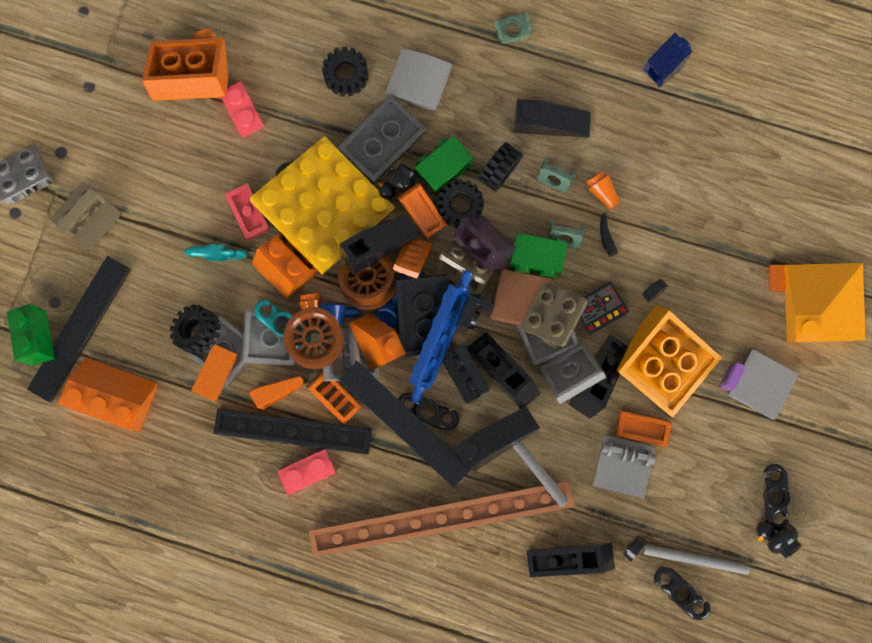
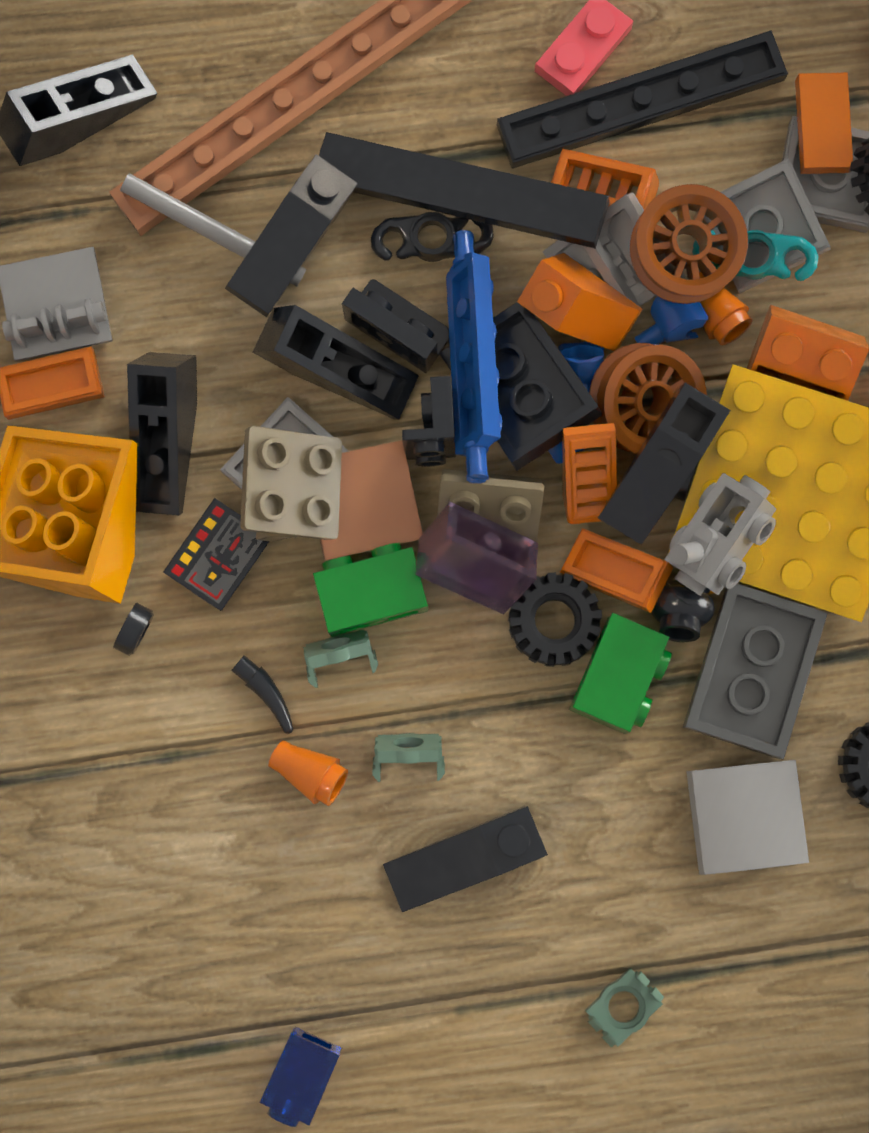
camera: 150 degrees right, 0 degrees up
(272, 393) = (716, 131): orange slope -> none
(375, 195) = (712, 544): none -> light grey brick
(500, 166) = (516, 716): black tyre -> none
(572, 372) = (212, 405): light grey tile -> none

